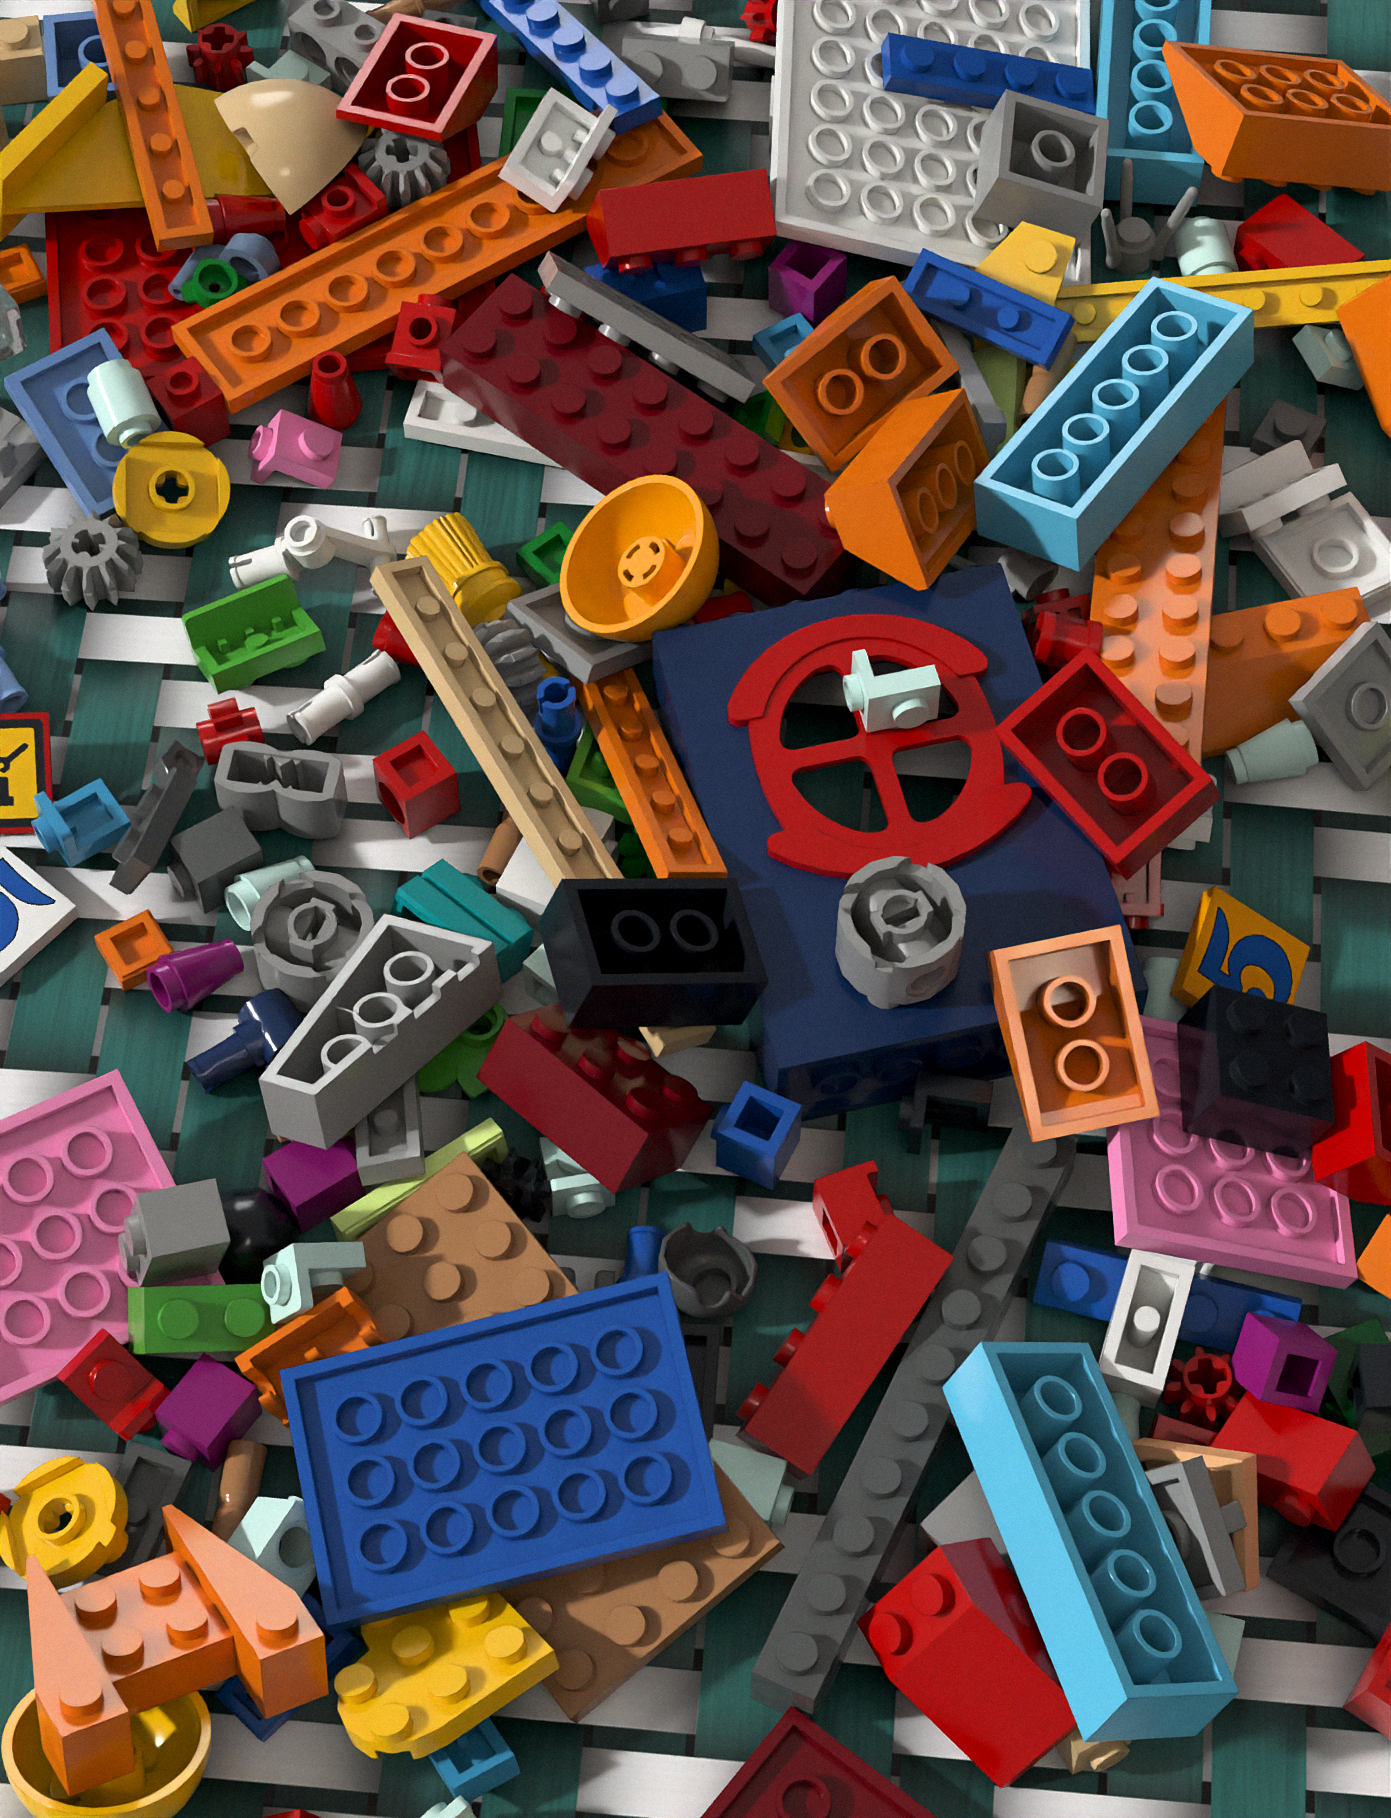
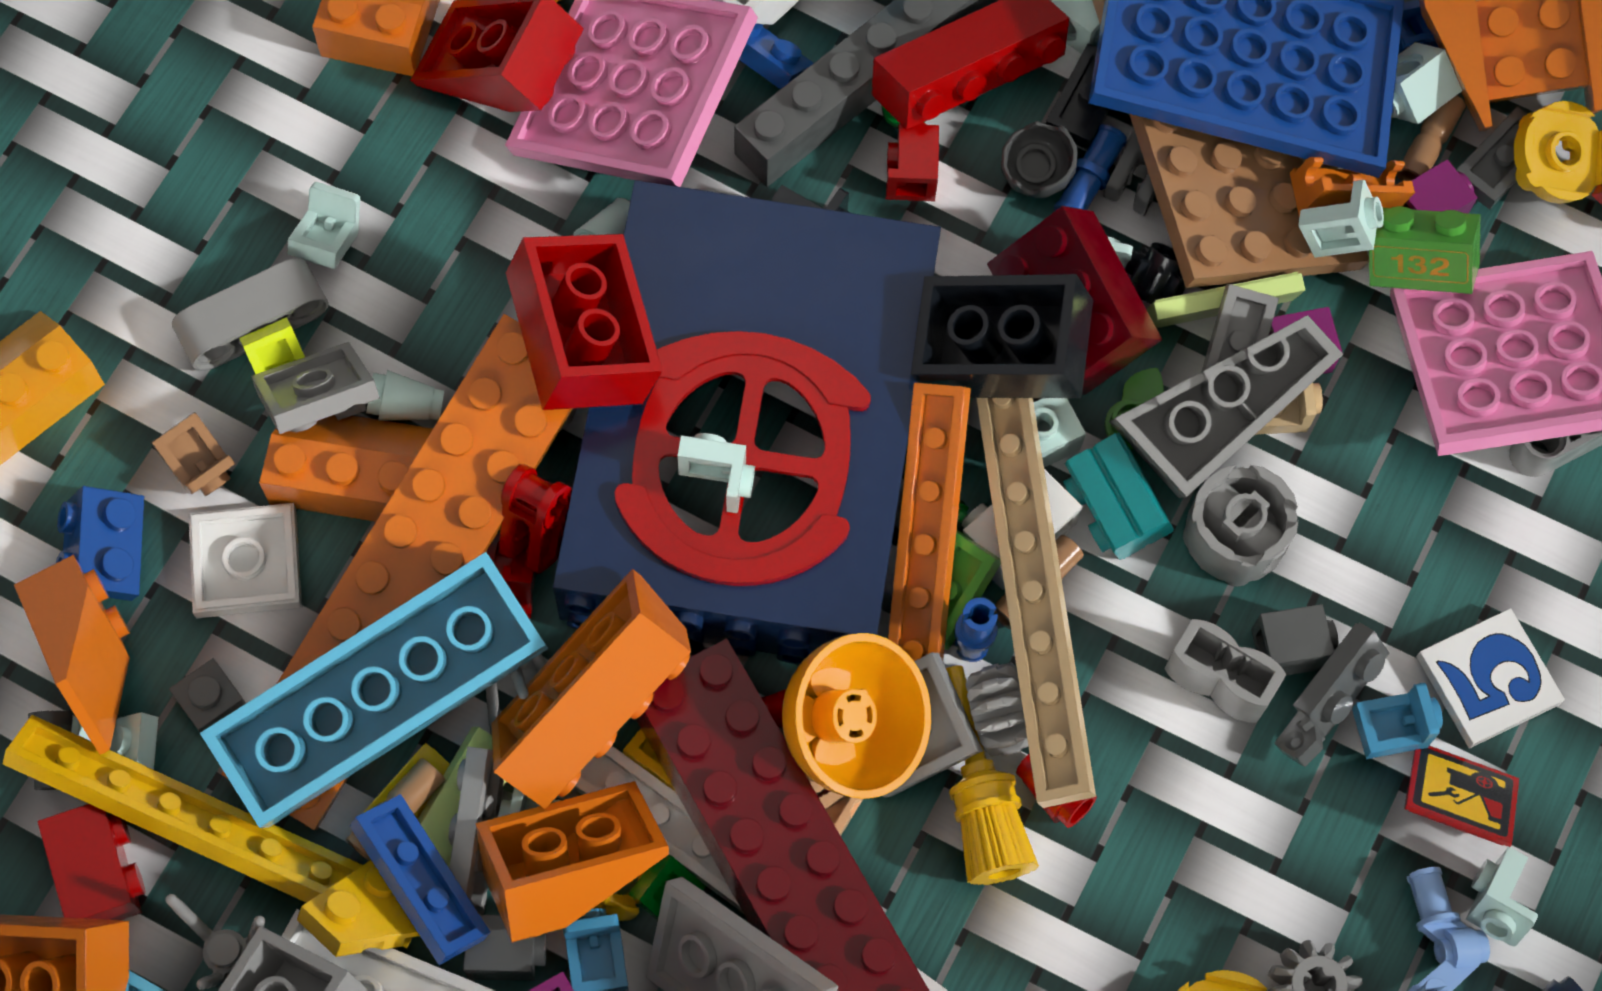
camera: 160 degrees left, 10 degrees up
(114, 1386) = (1502, 244): red bracket -> none
(133, 948) = (1379, 600): orange tile -> none
(175, 1234) = (1435, 285): light grey brick -> none
(193, 974) = (1341, 552): magenta cone -> none
(227, 726) = (1248, 749): red gear -> none
(251, 634) = (1196, 843): bright green bracket -> none
(252, 885) = (1256, 596): light aqua cone -> none
(257, 1229) = (1366, 328): black hair -> none
(262, 1031) = (1312, 474): dark blue pin -> none
(311, 546) = (1116, 901): white pin -> none
(343, 697) = (1140, 758): white pin -> none
(416, 784) = (1111, 631): red brick -> none
(544, 555) = (903, 822): green plate -> none
(757, 1134) = (965, 236): blue brick -> none
(900, 931) = (810, 260): light grey brick -> none
(1073, 1032) = (715, 153): orange slope -> none
(1204, 248) = (156, 918): light aqua brick -> none
(1239, 952) = (536, 210): light orange tile -> none
(1255, 1072) = (588, 99): black brick -> none
(1271, 487) = (259, 622): white bracket -> none

